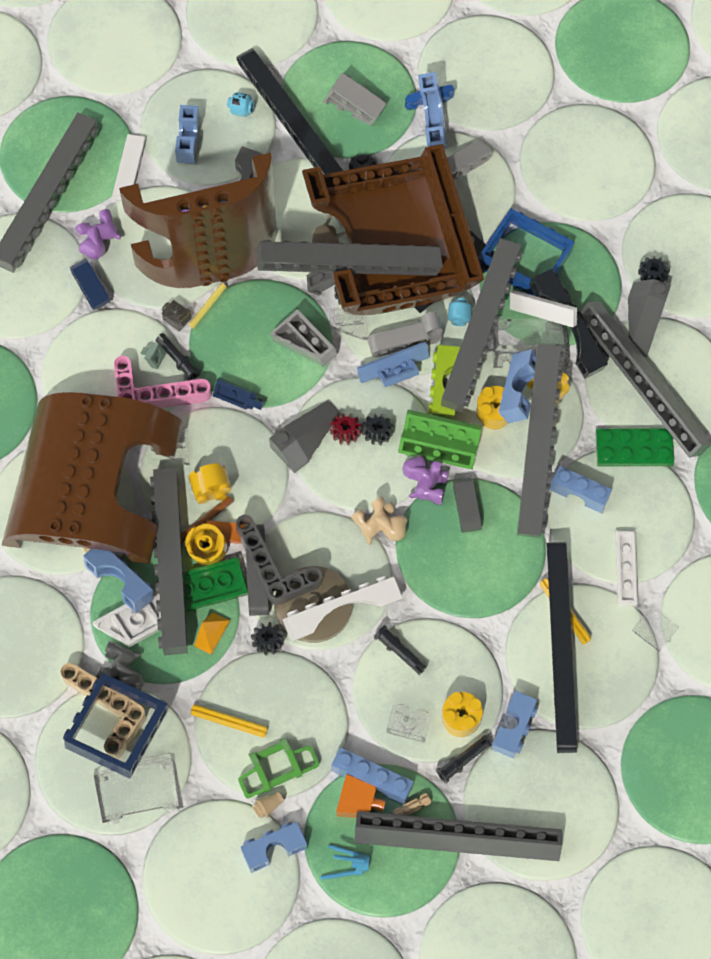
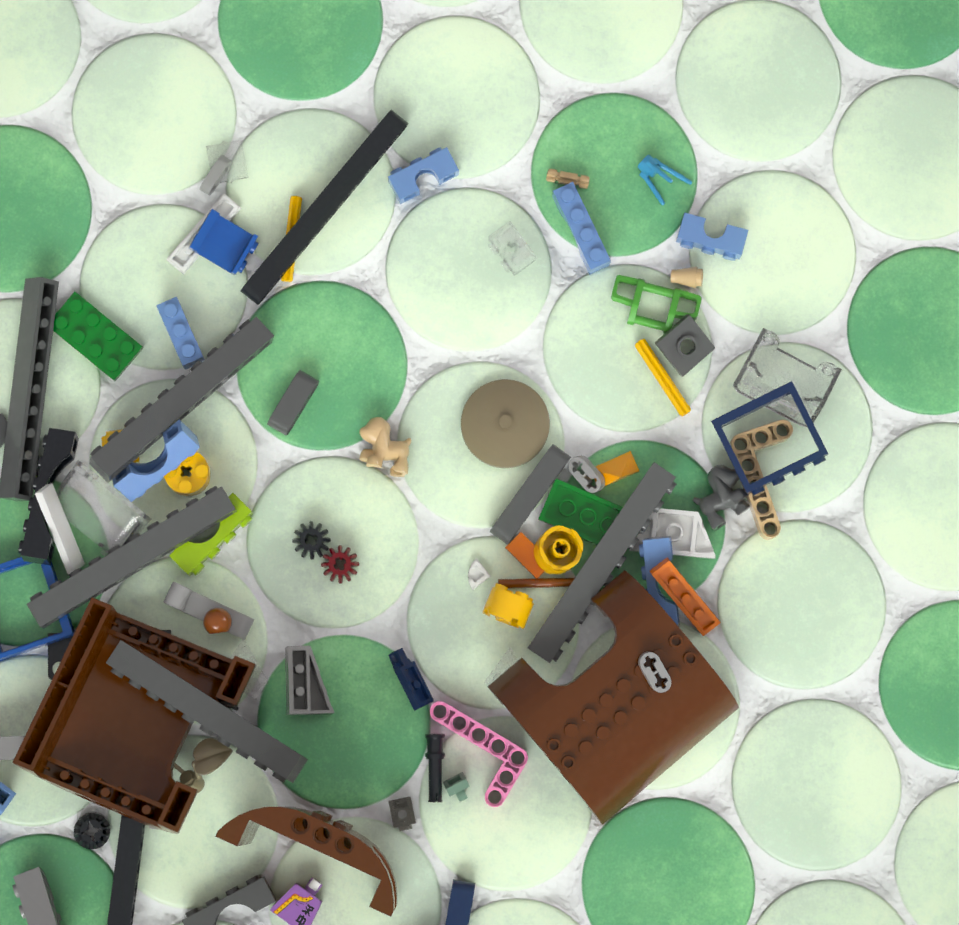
camera: 145 degrees left, 15 degrees up
(71, 499) = (650, 675): none -> light grey beam
(93, 579) = (685, 596): none -> orange plate
(209, 303) = (364, 800): light yellow bar -> none
(229, 612) = (586, 474): none -> light grey beam
(238, 761) = (670, 345): none -> dark grey piece
(249, 494) = (477, 574): none -> white tile
(269, 567) = (521, 479): dark grey beam -> none
(274, 642) = (571, 414): black gear -> none
(302, 437) = (384, 589): dark grey wedge -> none
(358, 796) = (609, 218): orange torso -> none
(379, 594) = (530, 402): white arch -> none
(392, 328) = (217, 621): none -> dark orange piece
(393, 644) = (465, 328): black pin -> none
(394, 367) = (244, 587): medium blue bracket -> none
(417, 470) = (310, 470): medium lavender animal -> none
(440, 439) = (266, 480): bright green brick -> none
(457, 763) = (501, 182): black pin -> none
(458, 703) = (461, 206): yellow brick -> none
(458, 836) = (552, 119): dark grey brick -> none
(459, 312) = (136, 595): medium azure head -> none
(607, 570) = (223, 243): none -> blue panel
(653, 608) = (215, 175): none -> light grey beam

